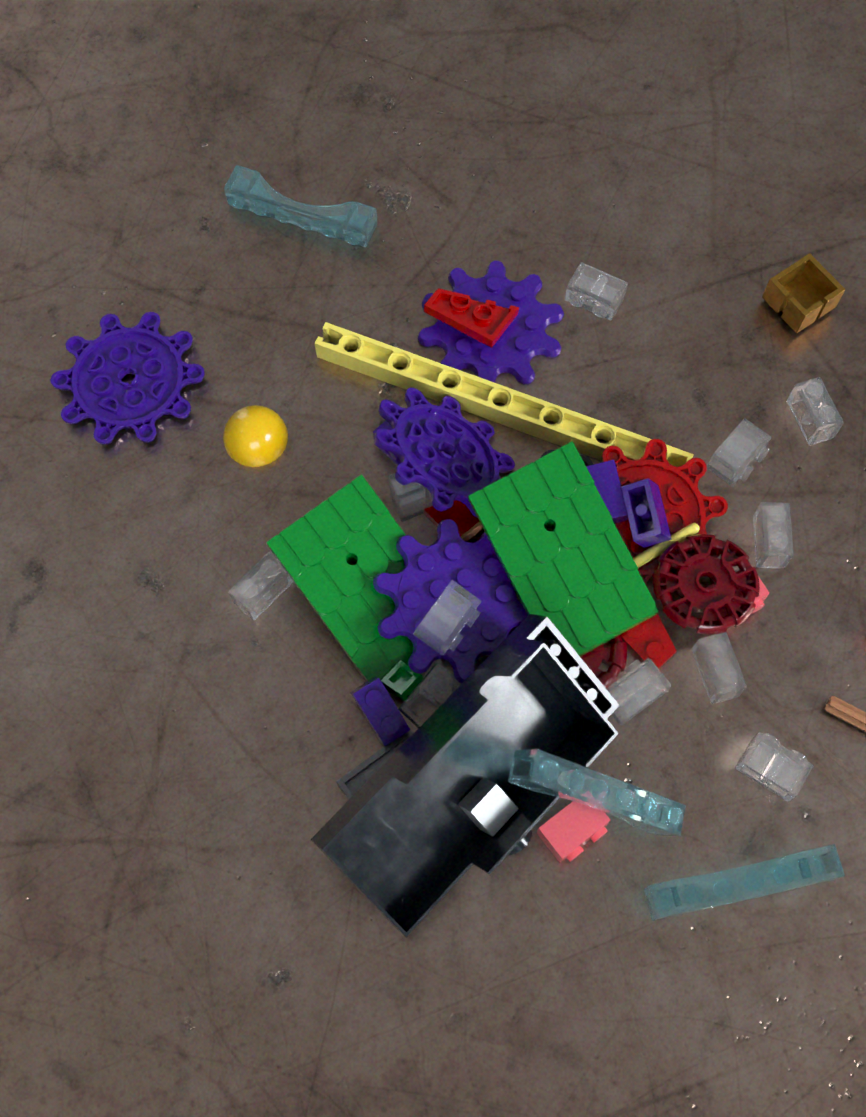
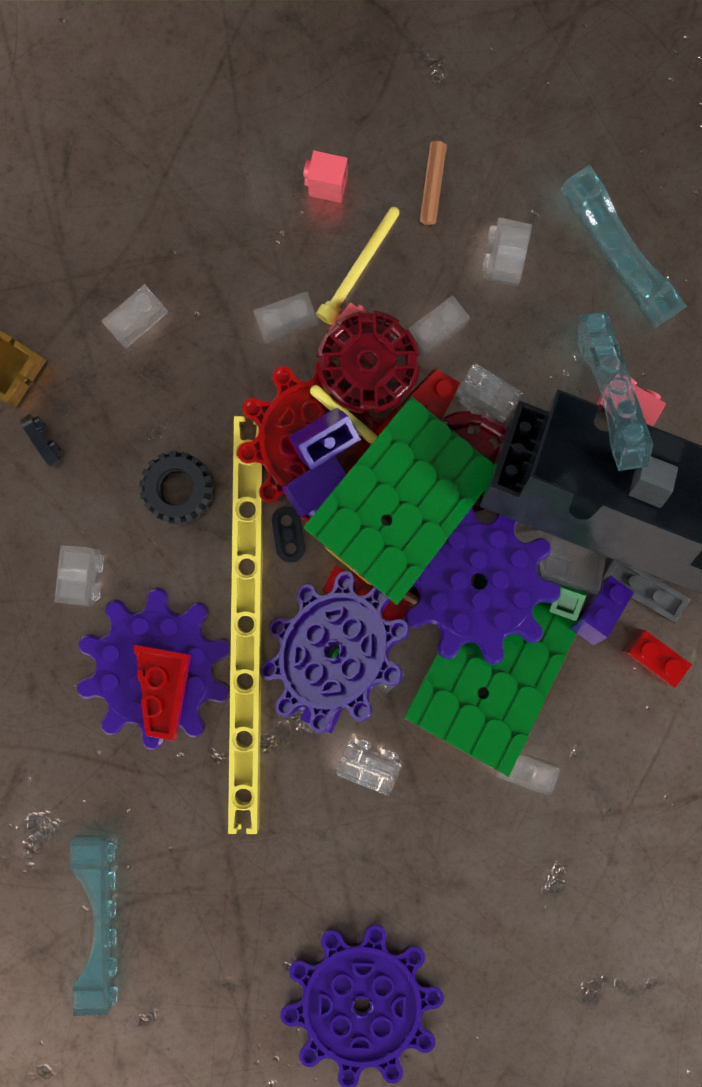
camera: 110 degrees left, 20 degrees up
(255, 436) = (371, 849): yellow piece -> none
(310, 748) = (656, 658): none -> red brick
(328, 456) = (369, 767): none -> clear brick
(447, 617) = (511, 579): clear brick -> none
(650, 372) = (155, 477): none -> black tyre
(726, 303) = (47, 448): none -> black plate
(738, 453) = (208, 374): clear brick -> none
(768, 578) = (330, 310): none -> light yellow piece

